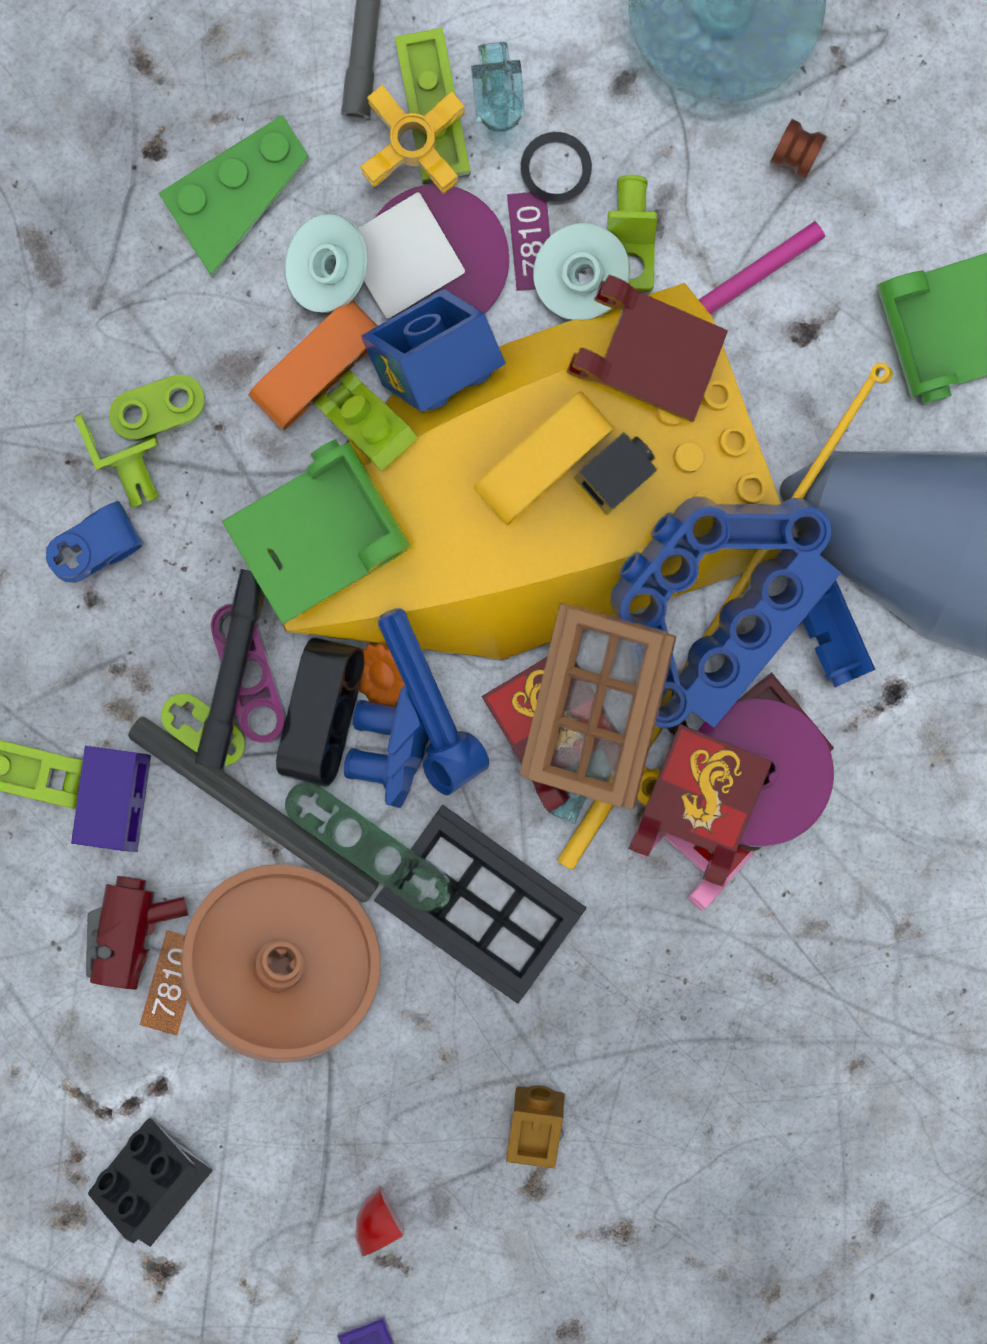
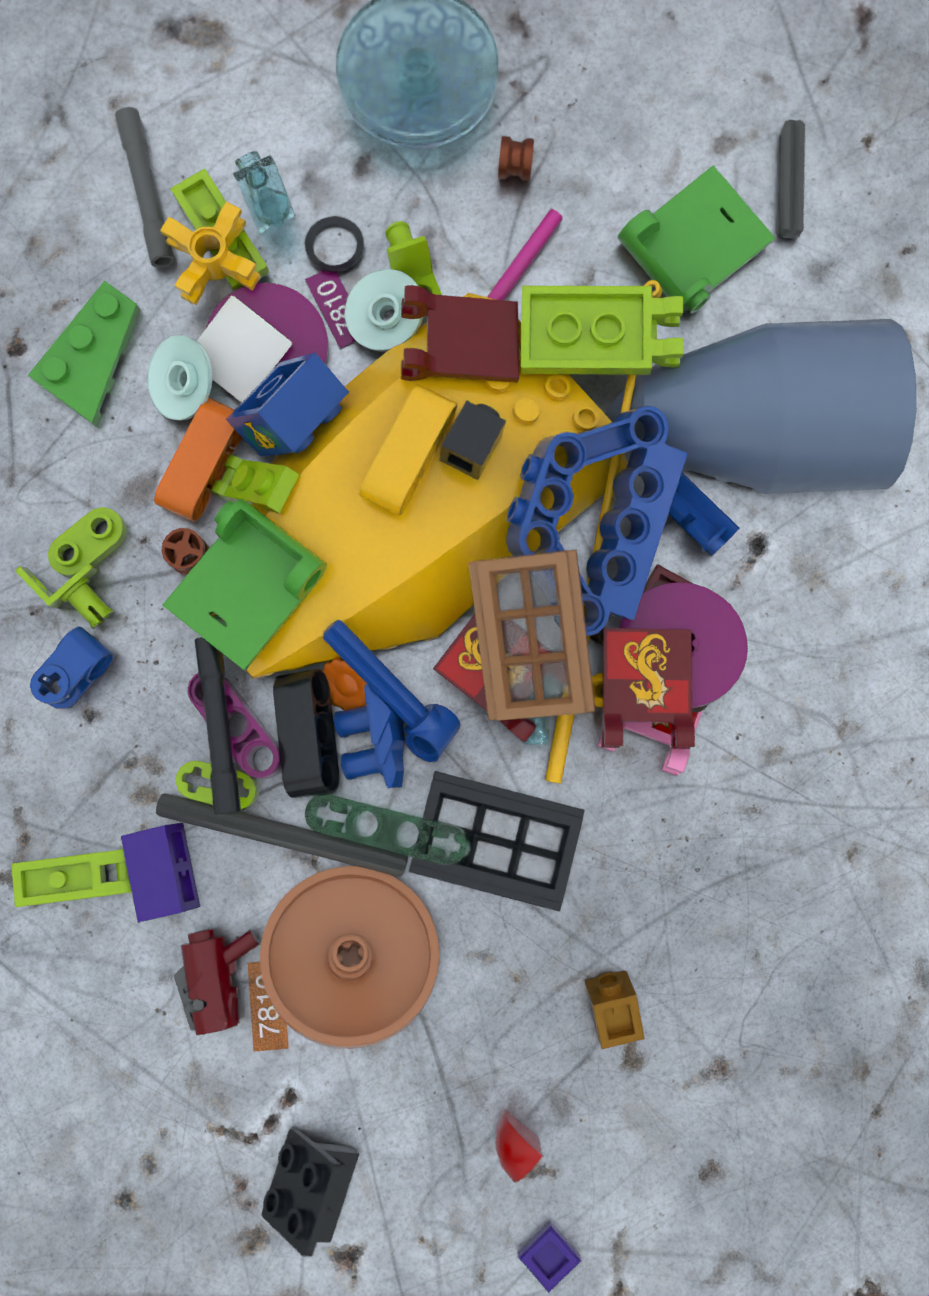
camera: 25 degrees left, 5 degrees down
(255, 456) = (177, 548): none -> copper wheel
(797, 397) = (597, 330): none -> lime tile

